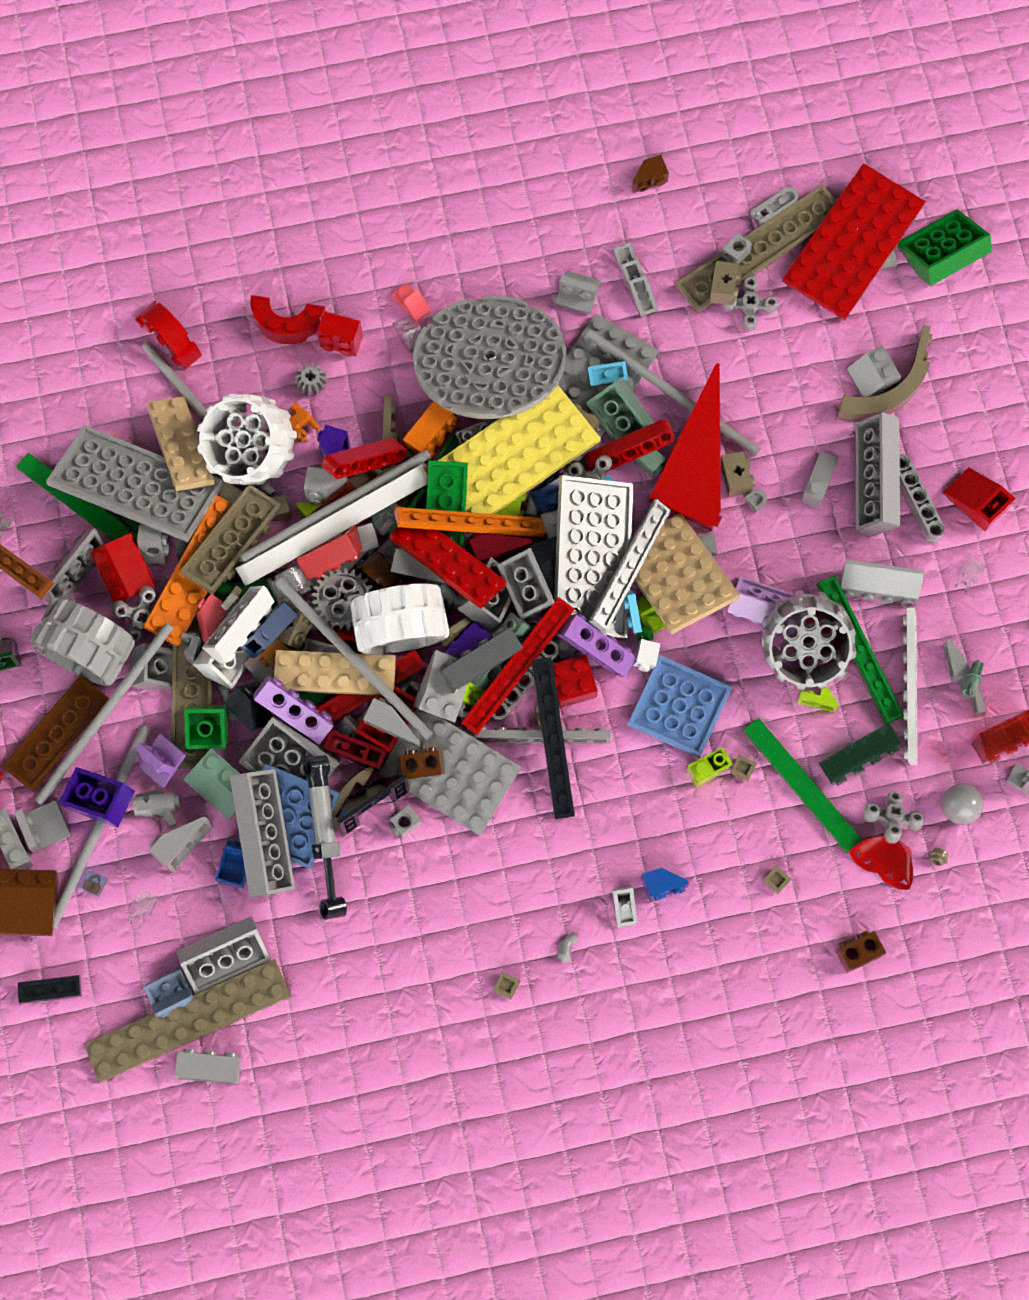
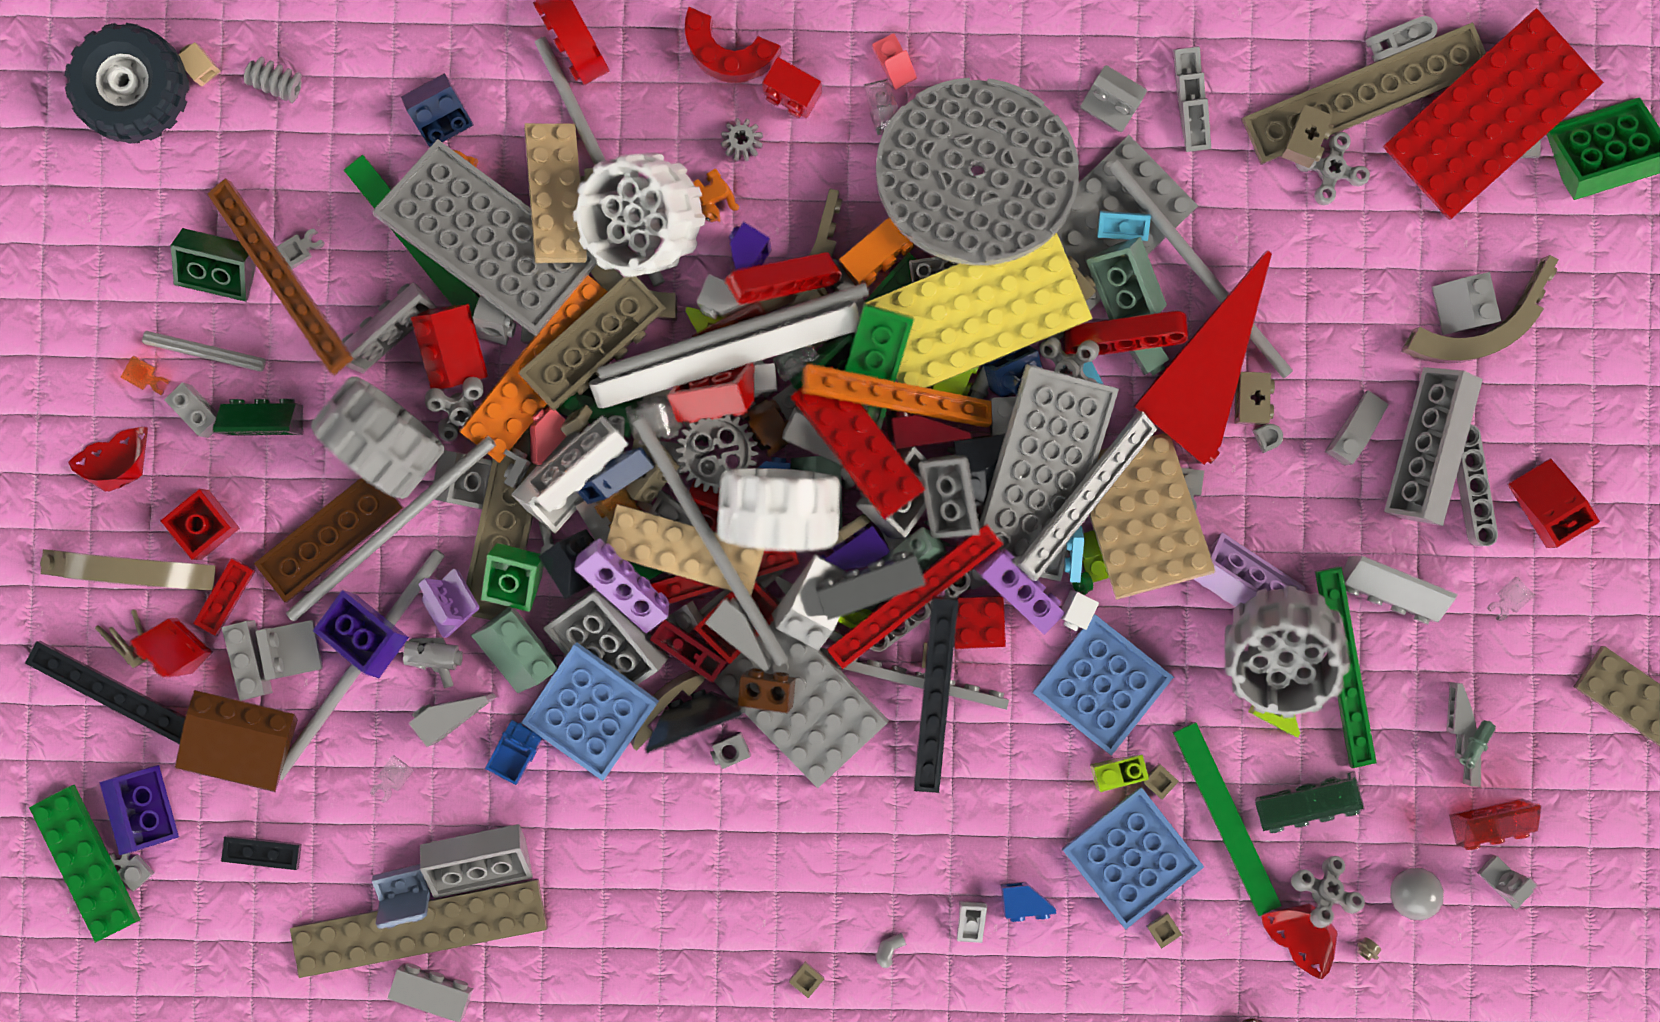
camera: 15 degrees right, 15 degrees up
(78, 408) = (437, 110): none -> dark blue slope
(93, 883) = (339, 733): clear light blue tile -> none
(262, 833) = (551, 733): light grey brick -> none
(316, 773) = (625, 765): black piece -> none
(732, 255) = (1326, 96): light grey brick -> none
(737, 830) = (1133, 857): none -> medium blue plate
(910, 694) = (1392, 739): white plate -> none

